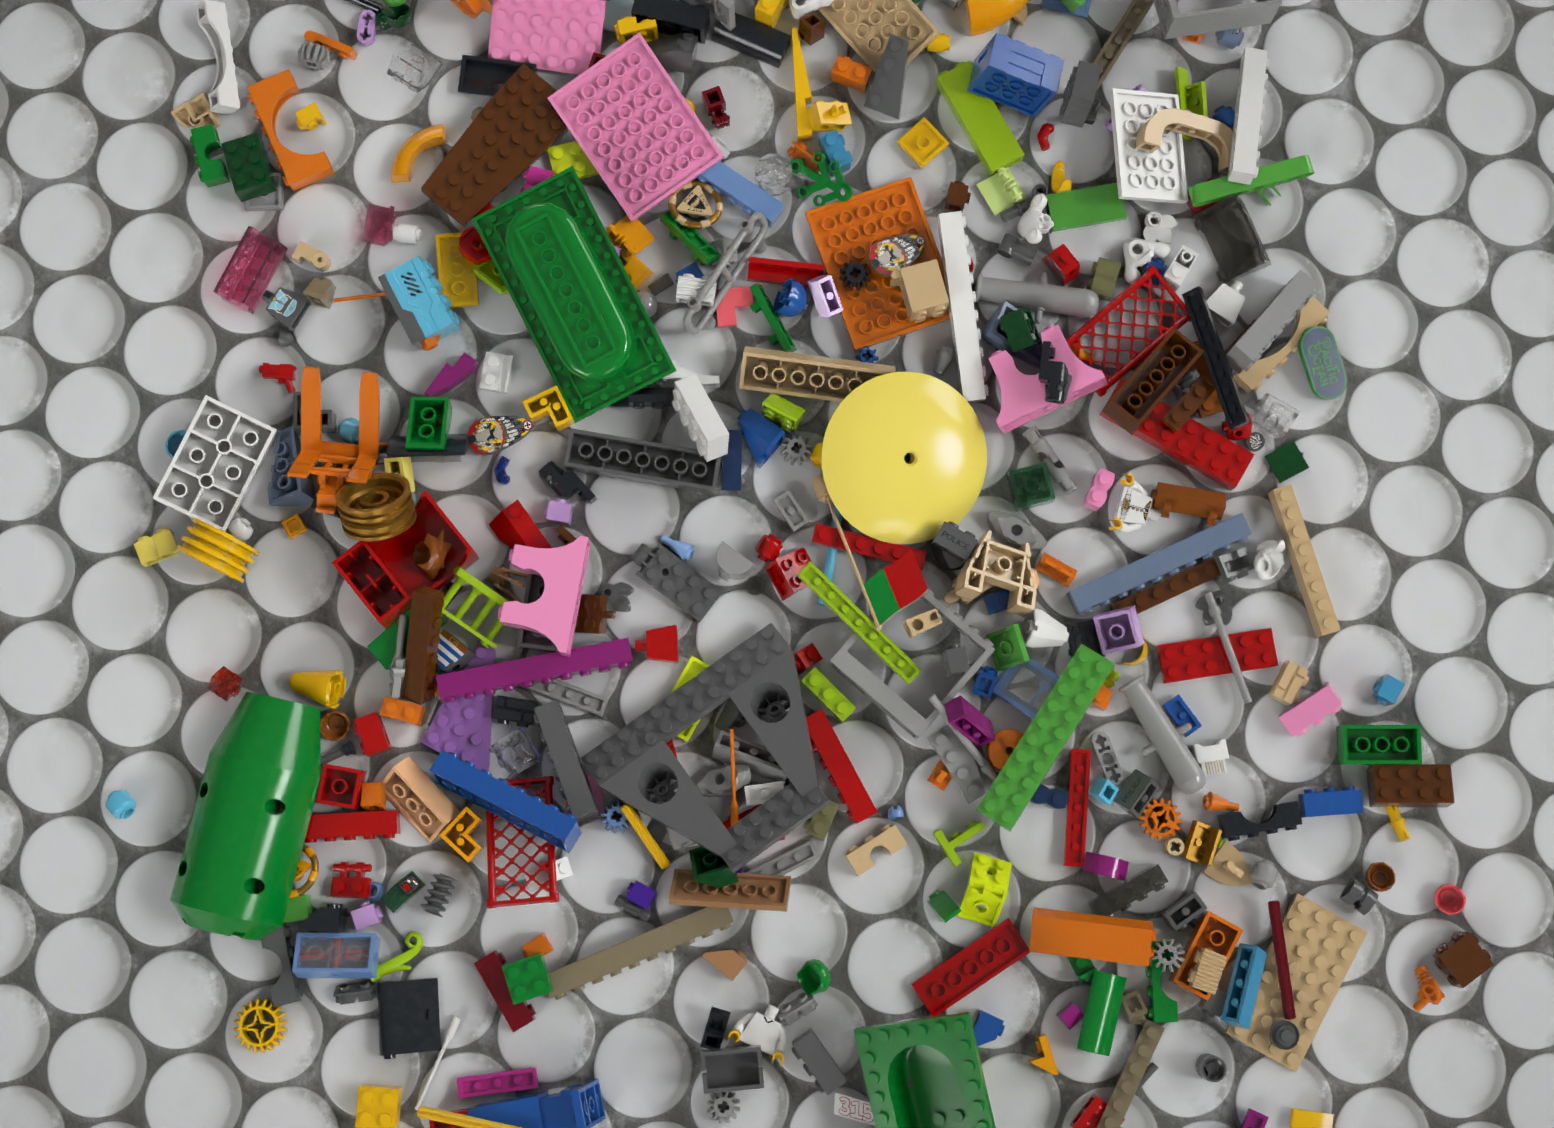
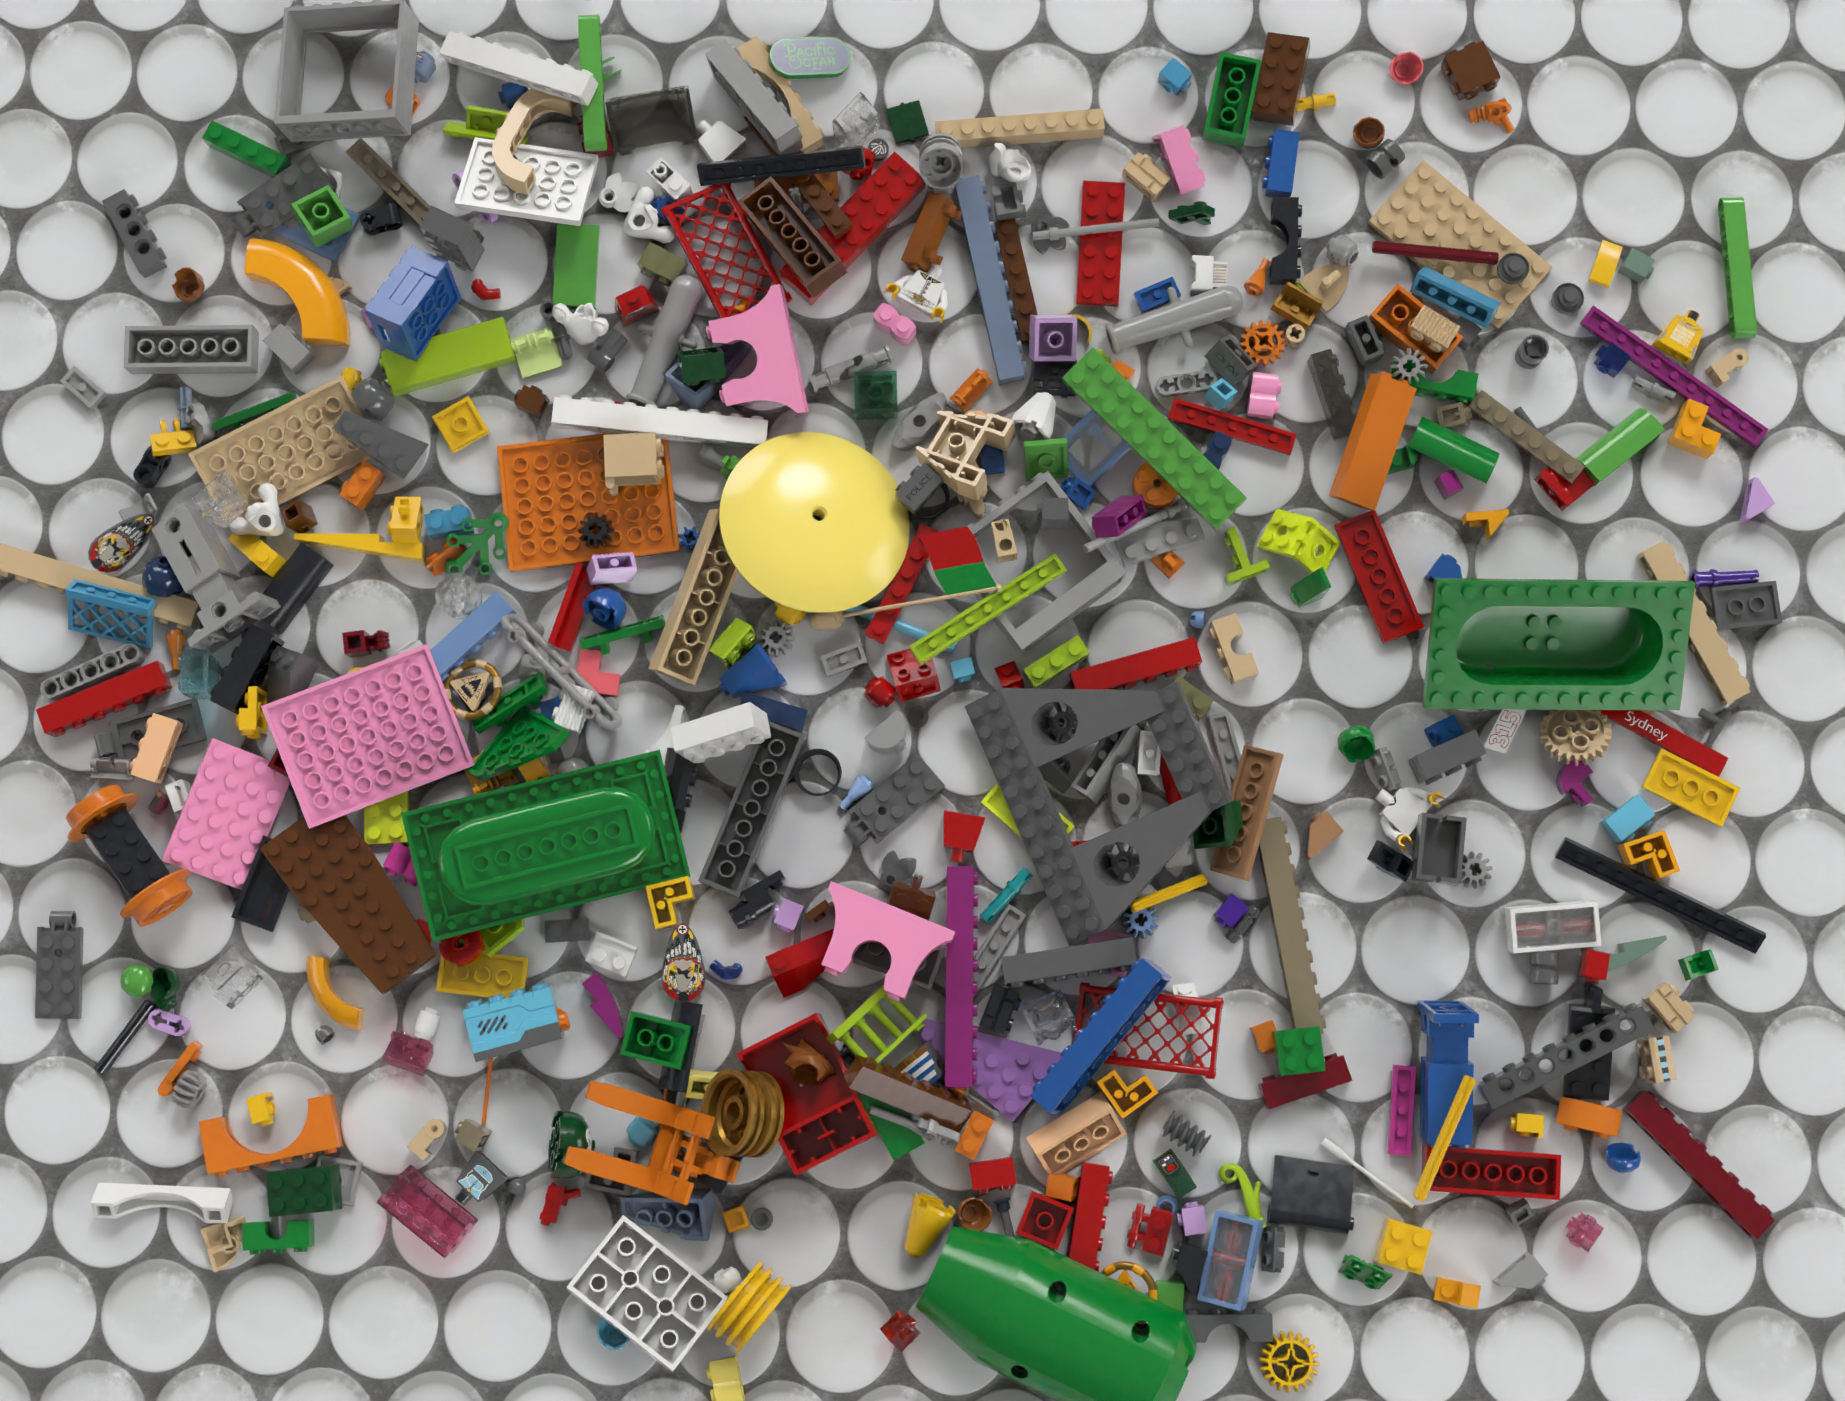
camera: 70 degrees left, 0 degrees up
(298, 547) = (761, 1219): none -> dark grey tile
(334, 371) = (572, 1131): none -> dark green cylinder
(346, 1086) = (1371, 1275): none -> green hinge
(381, 153) = (324, 1034): none -> dark grey hinge
(501, 576) = (845, 996): medium nougat plant -> none
(509, 331) = (567, 930): none -> dark grey plate
(618, 697) = (1006, 895): none -> teal pin
(657, 253) = (518, 742): none -> green plate
(682, 493) = (803, 757): none -> black tyre
(734, 806) = (1157, 789): orange piece -> none
(803, 615) = (962, 670): none -> medium azure plate
(843, 1054) = (1443, 731): none -> blue bracket
(895, 253) = (583, 480): shield -> none
(928, 64) = (374, 396): none -> dark grey cylinder
(939, 374) = (729, 465): none -> bright green plate
(1054, 374) = (764, 336): black plate -> none
(1058, 181) = (539, 289): yellow helmet -> none
(1086, 35) = (383, 219): none -> black piece
(1105, 866) = (1300, 411): magenta brick -> none
(1112, 829) = (1263, 395): none -> bright pink brick
(1255, 496) = (941, 171): none -> light grey wheel
(1265, 734) = (1199, 212): none -> dark green hinge
(1269, 1092) = (1567, 298): none -> dark grey plate

